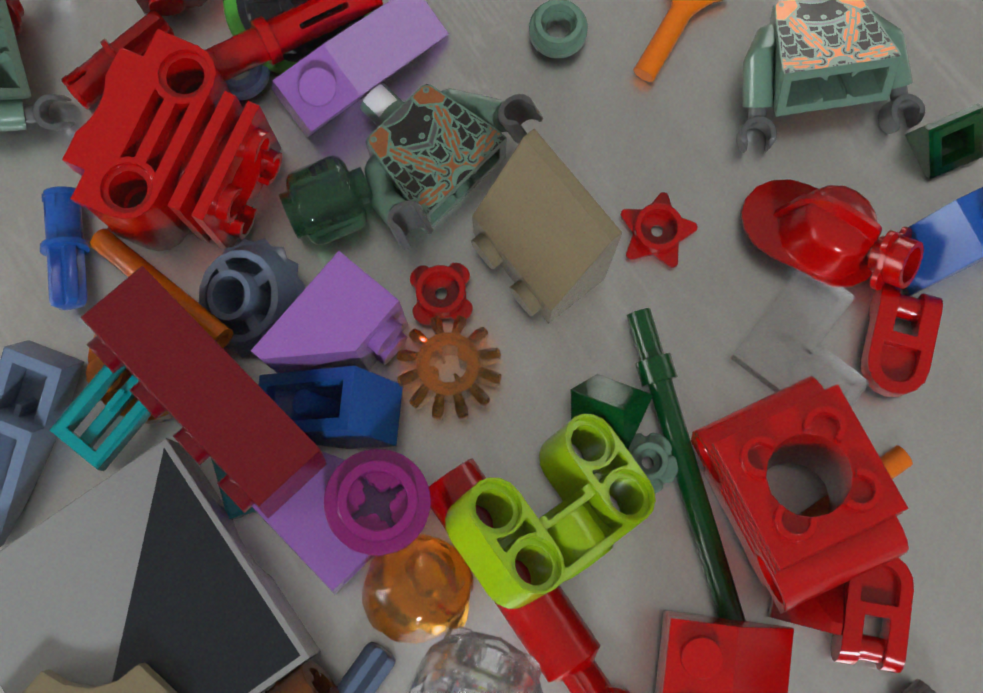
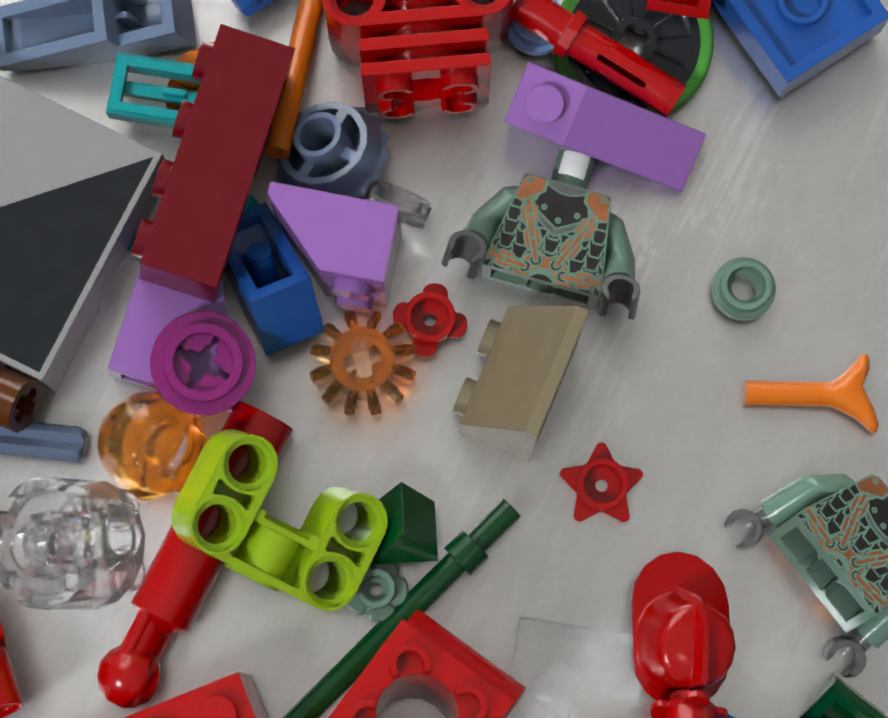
camera: 60 degrees right, 0 degrees up
(315, 264) = (413, 208): none -> clear tile
(326, 200) = (454, 169): clear green head -> none

